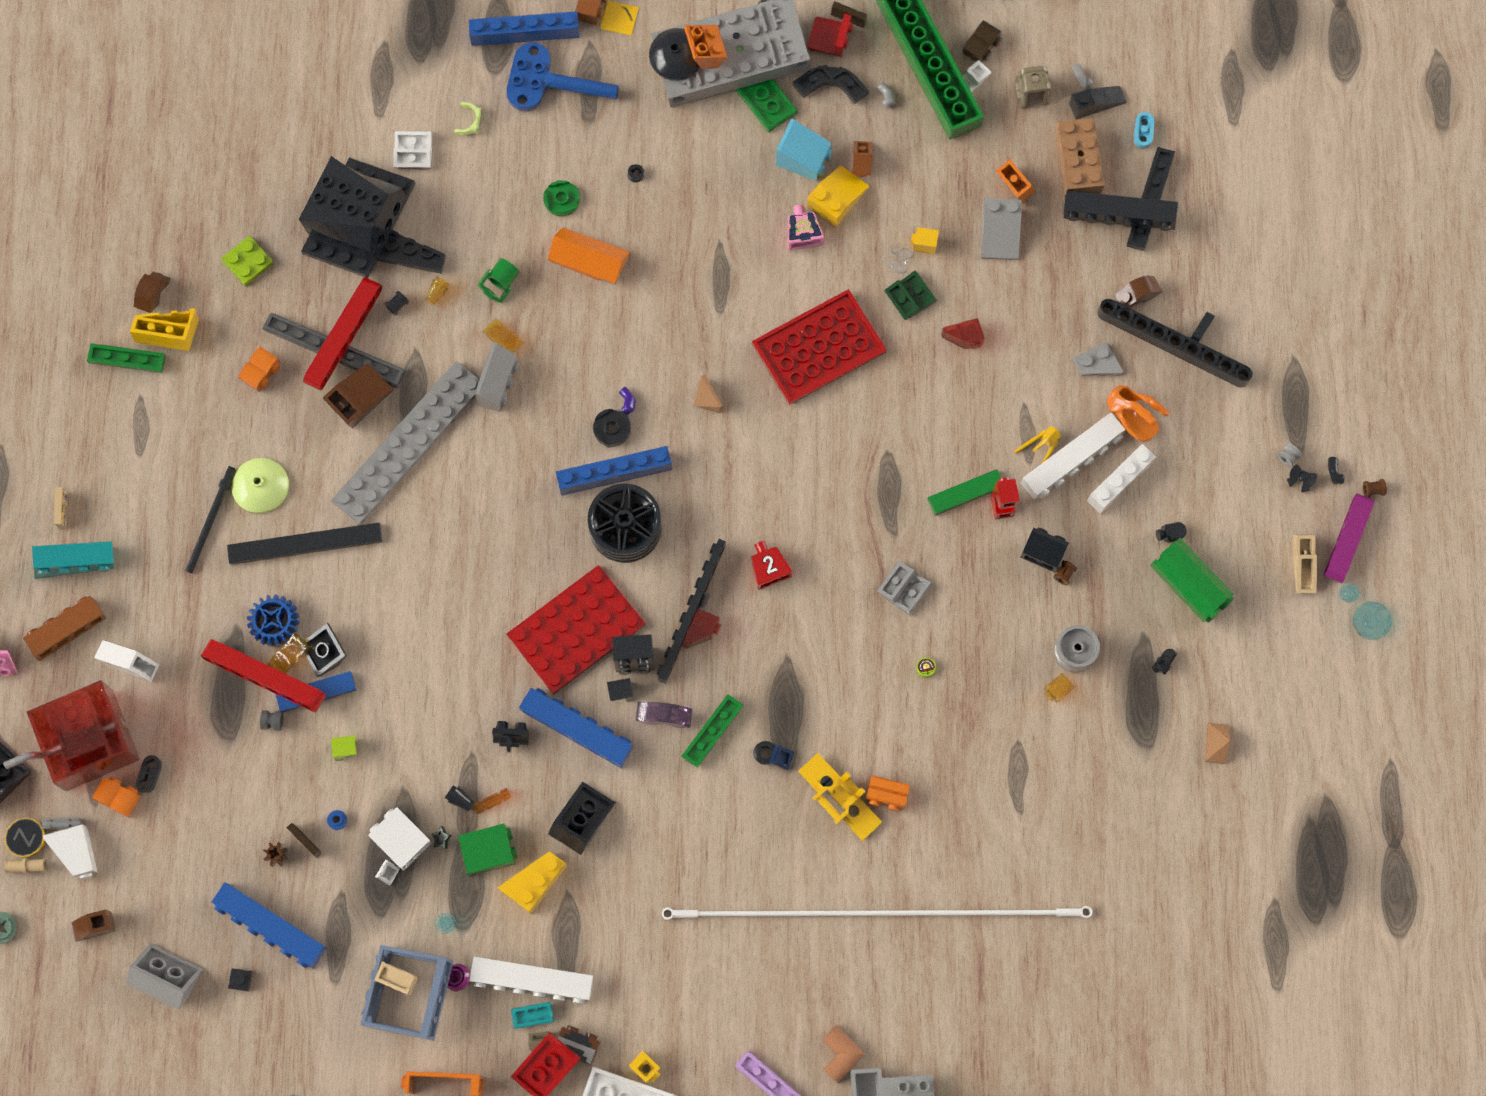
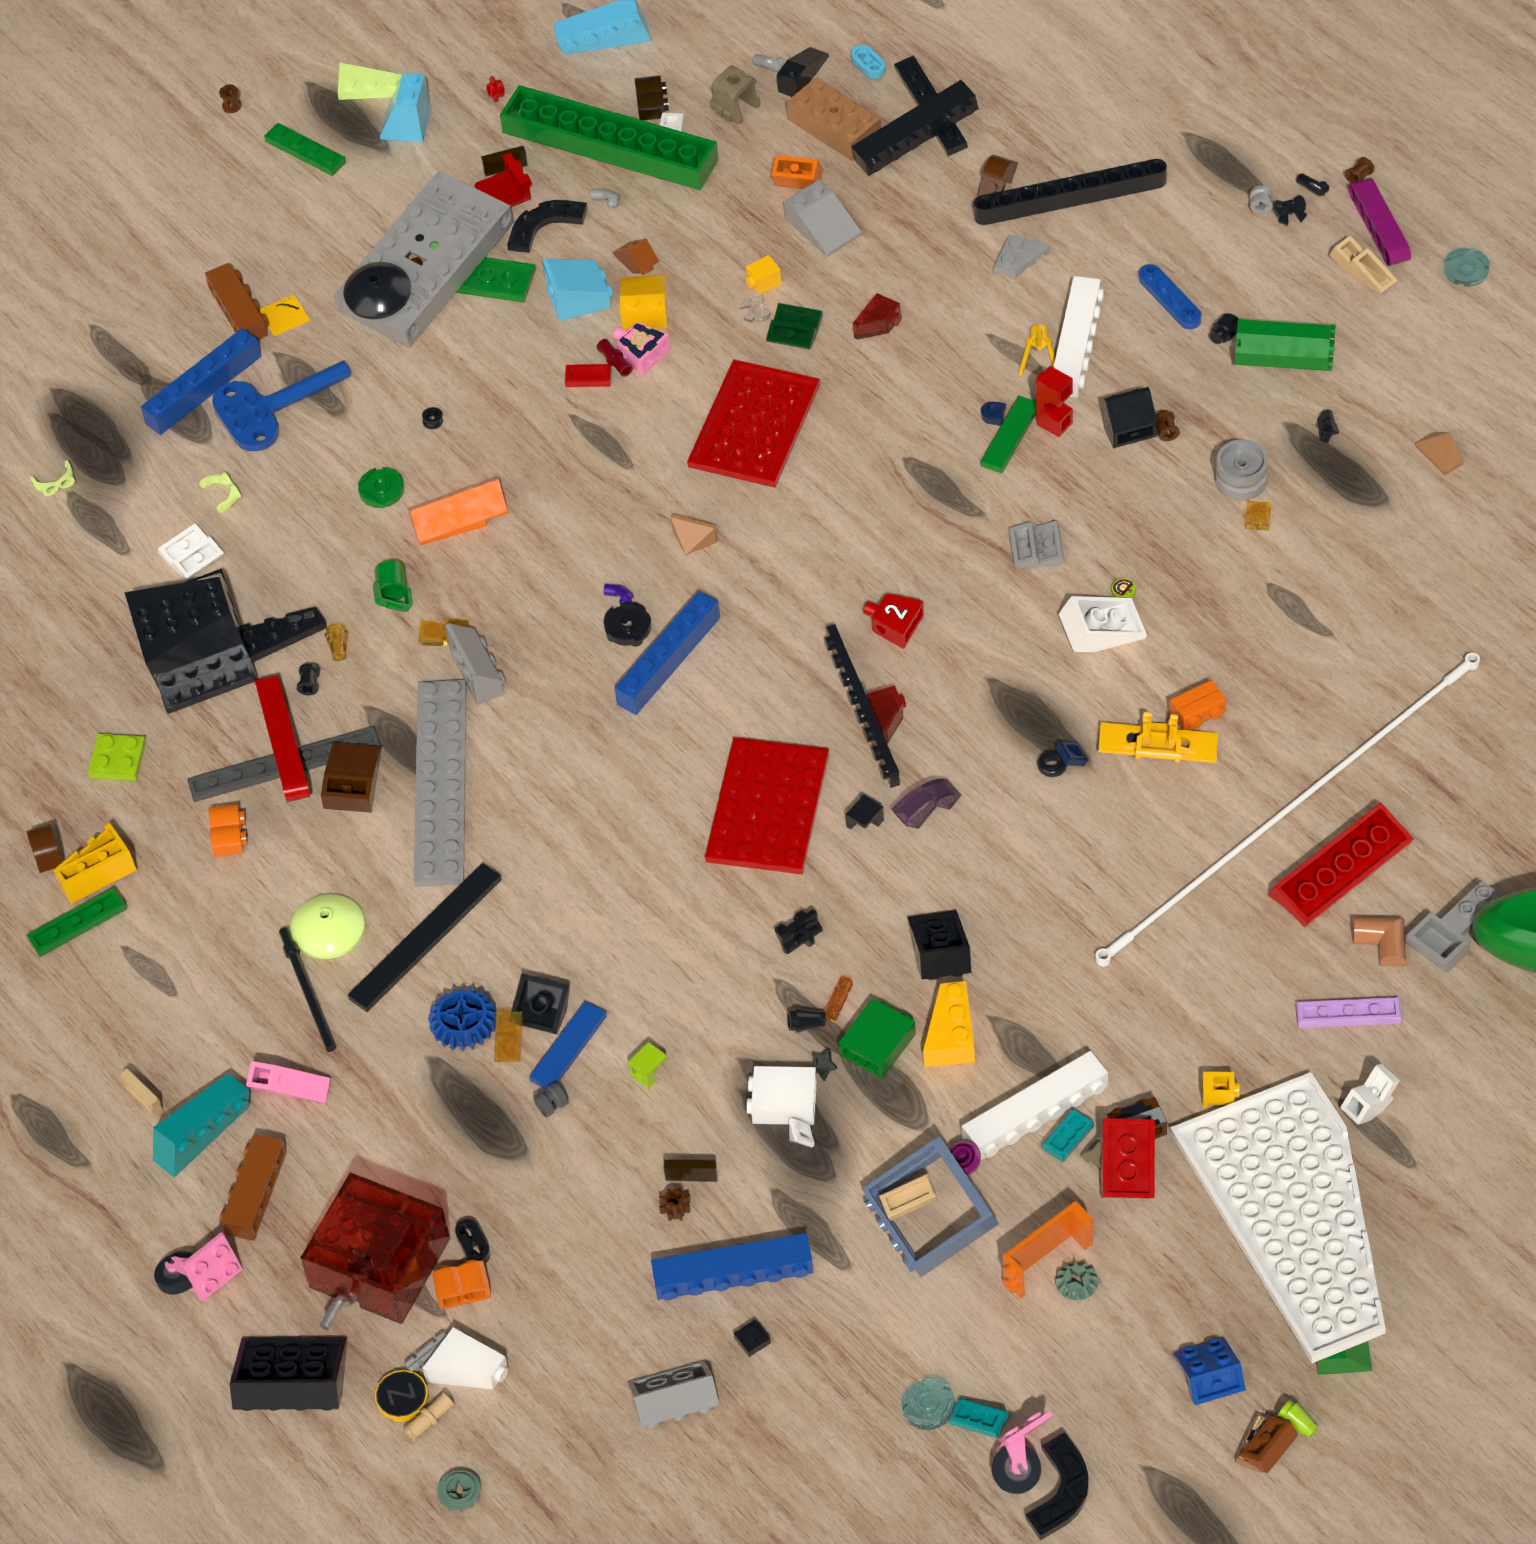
camera: 35 degrees left, 20 degrees down
(93, 925) = (554, 1406): reddish brown slope -> none
(127, 660) = (352, 1154): white slope -> none
(139, 574) = (287, 1082): none -> bright pink slope
(263, 675) = (502, 1067): red beam -> none
(337, 826) = (704, 1137): blue plate -> none
(388, 34) = (42, 487): none -> yellowish green cap
(445, 923) = (901, 1130): clear light blue plate -> none
(575, 727) = (854, 877): blue brick -> none
(622, 549) = (721, 668): black wheel -> none
(633, 654) = (847, 767): black brick -> none
(706, 45) = (404, 254): orange slope -> none
(712, 731) = (985, 783): green plate -> none
(755, 222) = (588, 375): none -> red tile
(781, 223) = (614, 357): none -> dark red pin
(865, 982) = (1341, 865): none -> red arch
(887, 681) = (1101, 623): none -> white slope
(970, 467) = (993, 413): none -> dark blue tile
(1121, 478) = (1137, 321): white arch -> none
(1132, 416) = (1075, 260): orange hair -> none
(1162, 476) = (1169, 296): none -> blue plate
(1203, 326) = (1081, 160): black beam -> none
(1349, 592) = (1424, 261): clear light blue plate -> none

